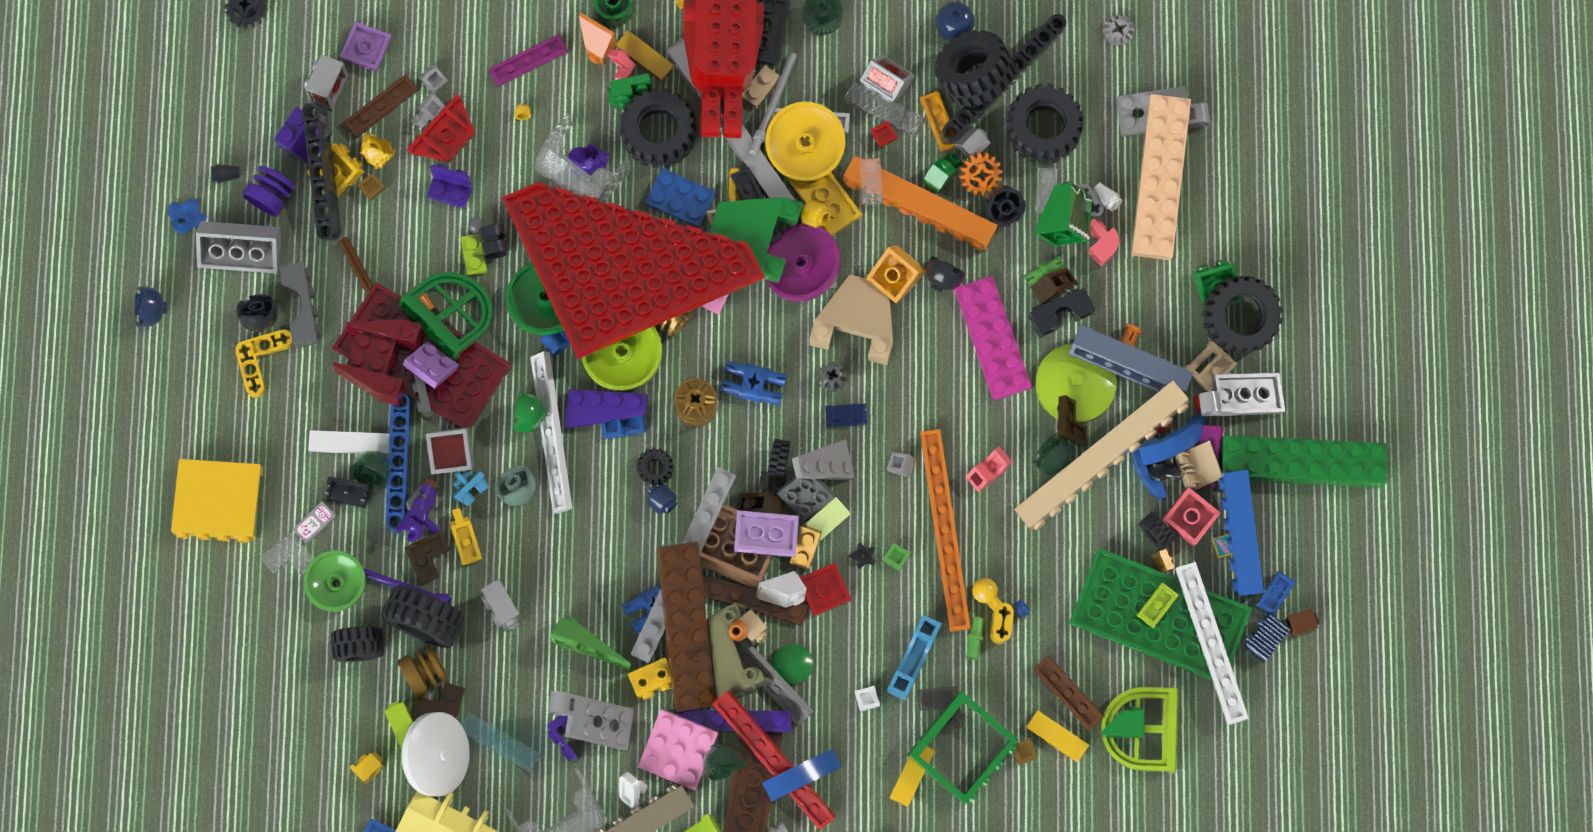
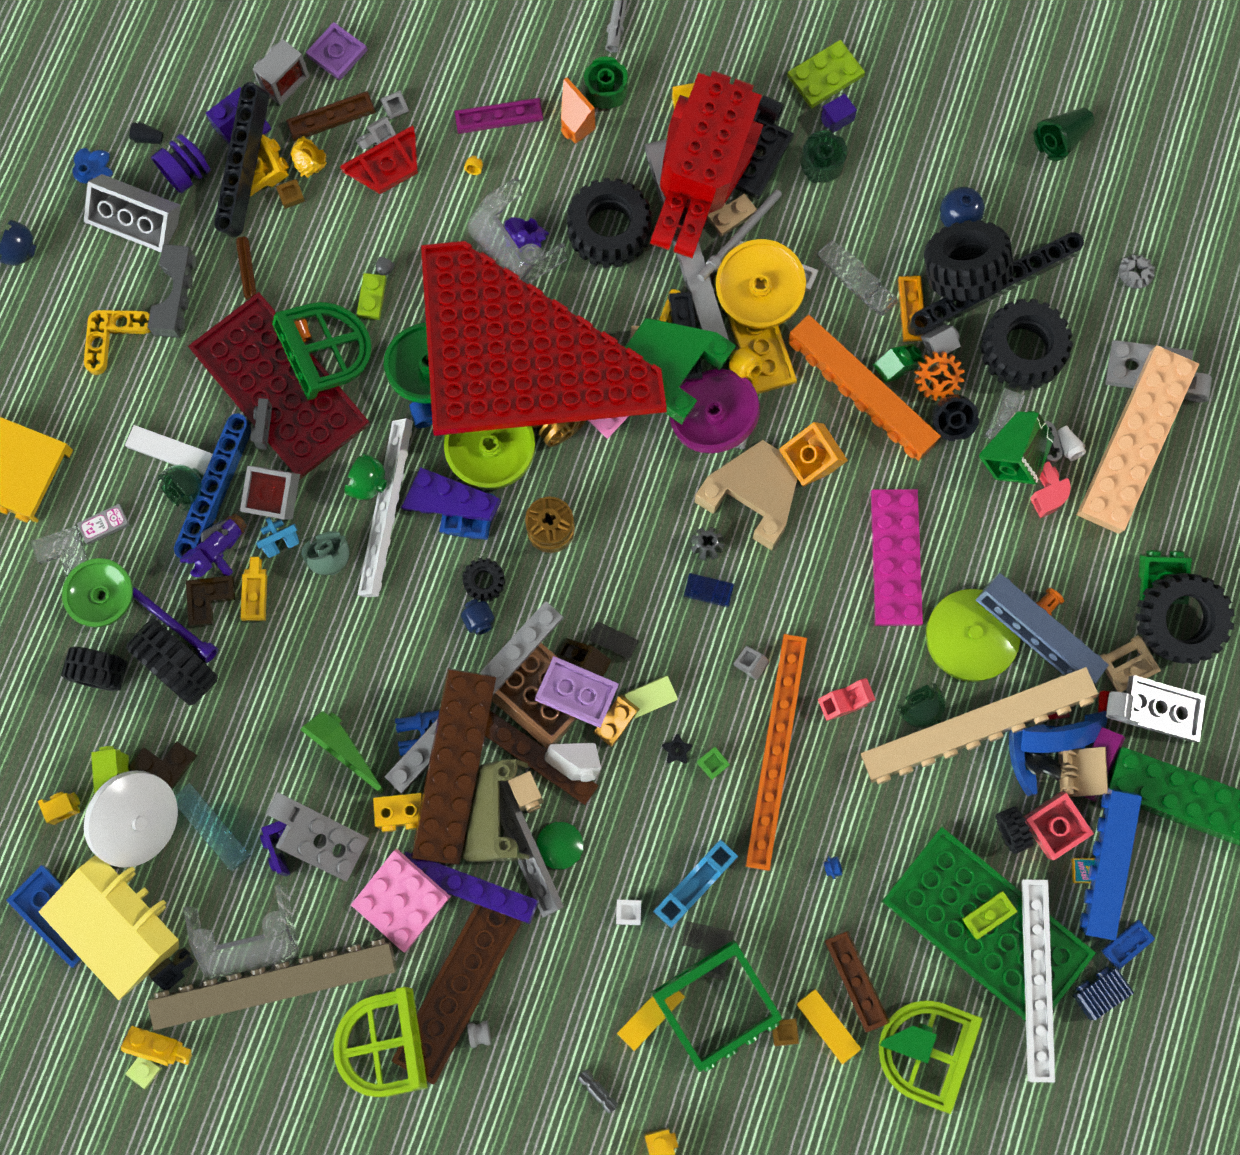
camera: 20 degrees right, 0 degrees up
(257, 313) = (123, 286): black cylinder -> none
(347, 492) = (148, 502): black hinge -> none
(374, 355) = (227, 365): dark red wedge -> none
(422, 671) = (149, 721): pearl gold wheel -> none
(430, 364) = (280, 394): medium lavender plate -> none
(450, 186) = (371, 217): dark purple bracket -> none
(494, 242) = (396, 287): black wheel -> none
(503, 609) = (263, 677): light grey brick -> none
(624, 89) = (586, 169): green plate -> none
(625, 65) = (595, 141): coral bracket -> none
(631, 789) = (332, 930): white piece -> none
(645, 55) = (621, 147): yellow tile -> none
(680, 198) = (609, 304): blue plate -> none
(722, 760) = (442, 931): clear green cylinder -> none
(743, 630) = (511, 788): orange cone -> none
(758, 393) = (618, 512): blue pin -> none
(771, 756) = (501, 949): red tile -> none
(779, 457) = (619, 613): black tyre -> none
(801, 775) = (526, 976): blue slope -> none
(808, 490) = (641, 658): dark grey plate -> none
(825, 463) = (667, 635): light grey wing -> none
(825, 589) = (622, 774): red plate -> none
(871, 181) = (817, 346): clear brick -> none
(883, 134) = (847, 303): red plate -> none
(887, 78) = (870, 244): light grey piece -> none
(943, 274) = (864, 471): black cylinder -> none
(975, 638) = (771, 883): bright green pin -> none
(986, 591) = (800, 835): yellow beam -> none
(1043, 269) = (975, 501): bright green pin -> none
(1053, 285) = (981, 520): dark brown slope -> none
(1067, 425) = (950, 678): dark brown plate -> none
(1075, 303) = (1001, 549): black arch -> none
(1163, 561) = (1010, 866): pearl gold plate -> none
(1302, 623) = (1149, 989): reddish brown brick -> none

